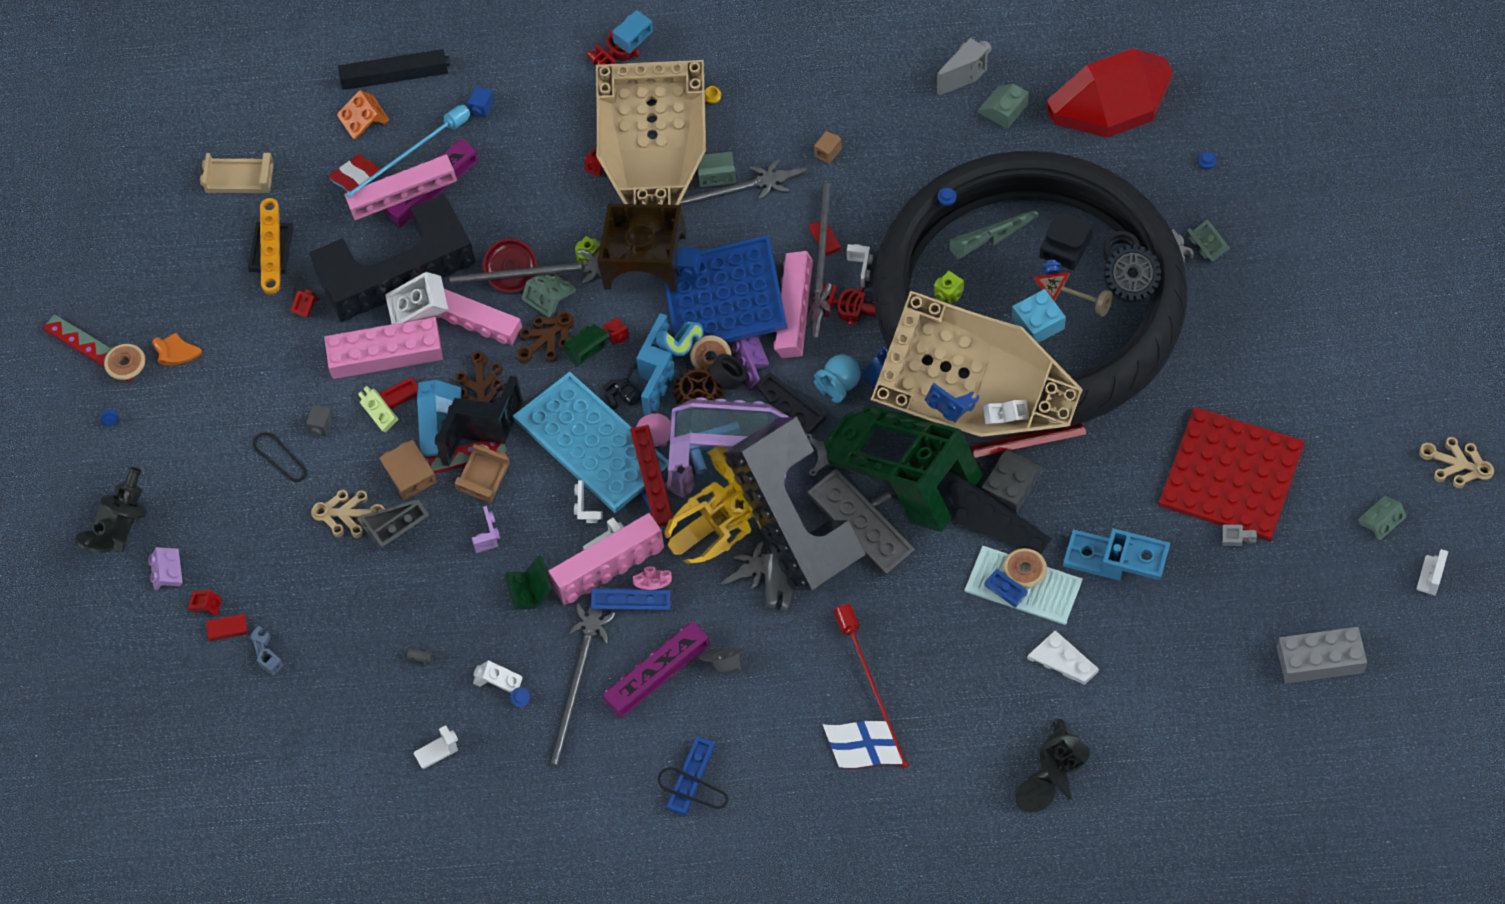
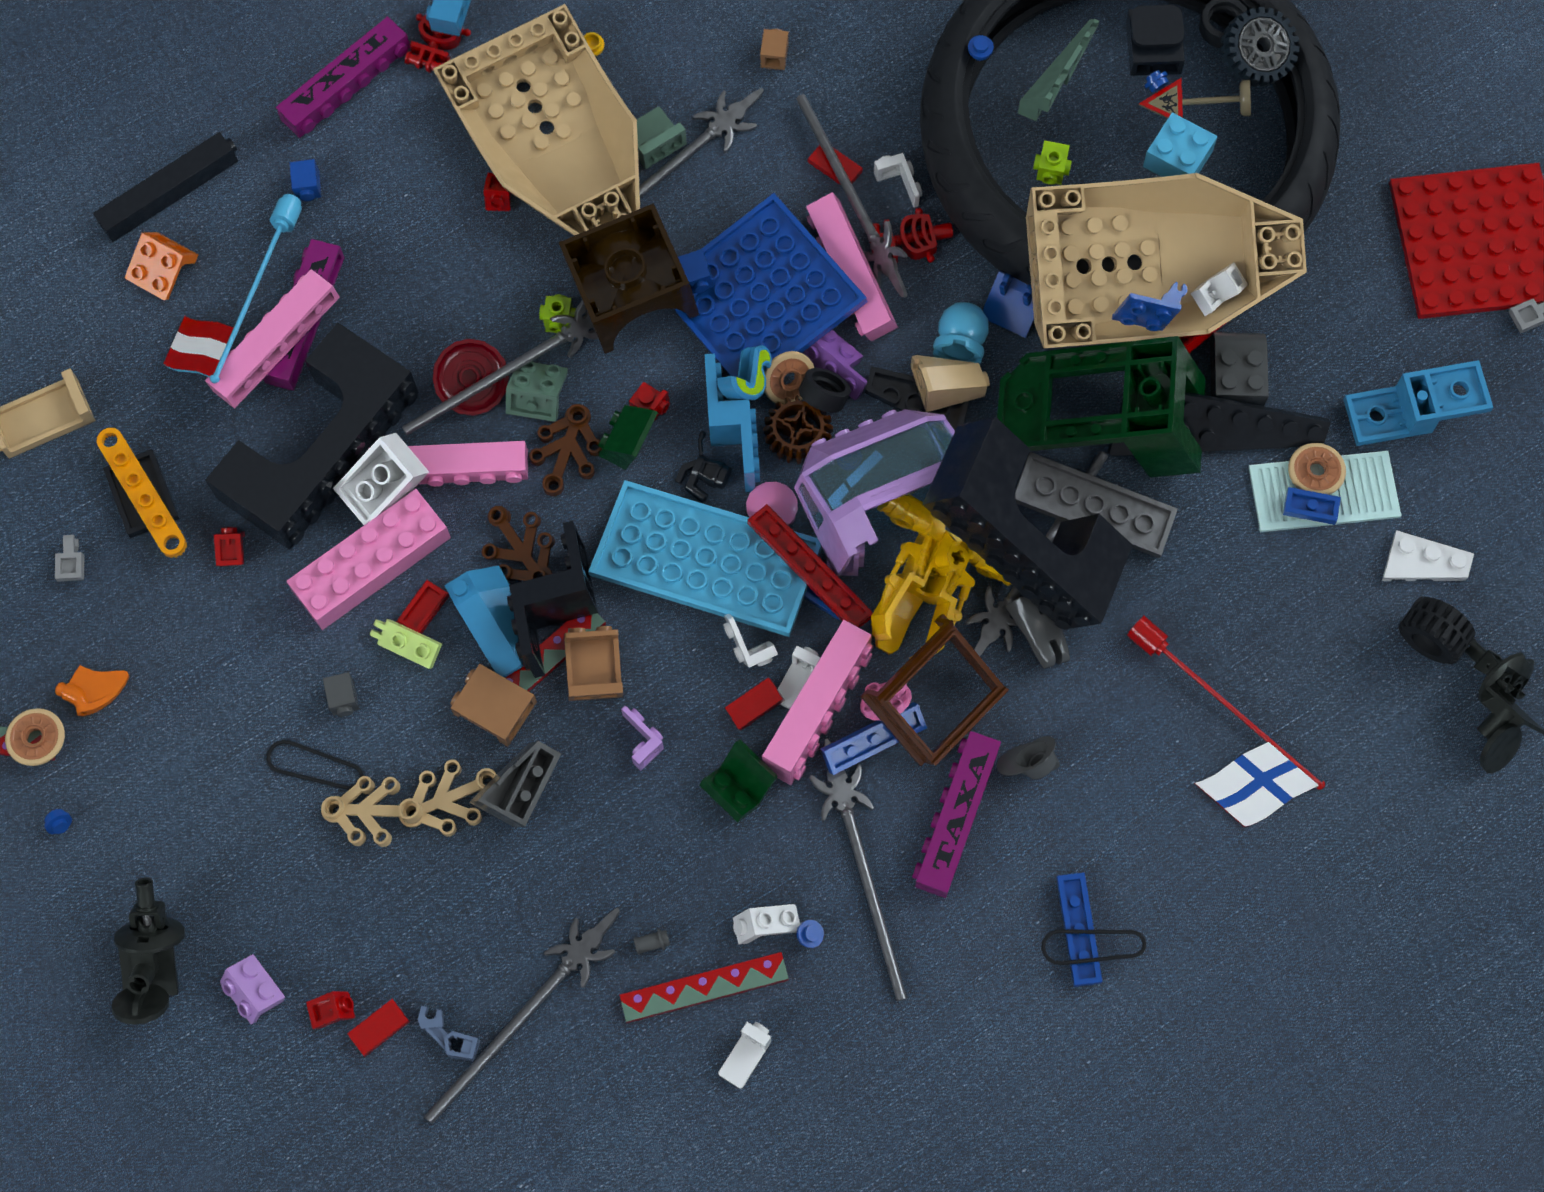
camera: 30 degrees left, 10 degrees up
(205, 269) = (70, 563): none -> light grey plate
(277, 487) = (367, 809): none -> tan plant
(371, 641) = (578, 953): none -> flat silver piece
(436, 698) = (704, 987): none -> tile
(542, 48) = (343, 77): none -> magenta brick
(569, 544) = (754, 703): none -> red tile
(641, 568) = (880, 701): none -> reddish brown piece
(809, 401) = (947, 381): none -> tan slope
(1036, 700) = (1437, 630): none -> black tyre

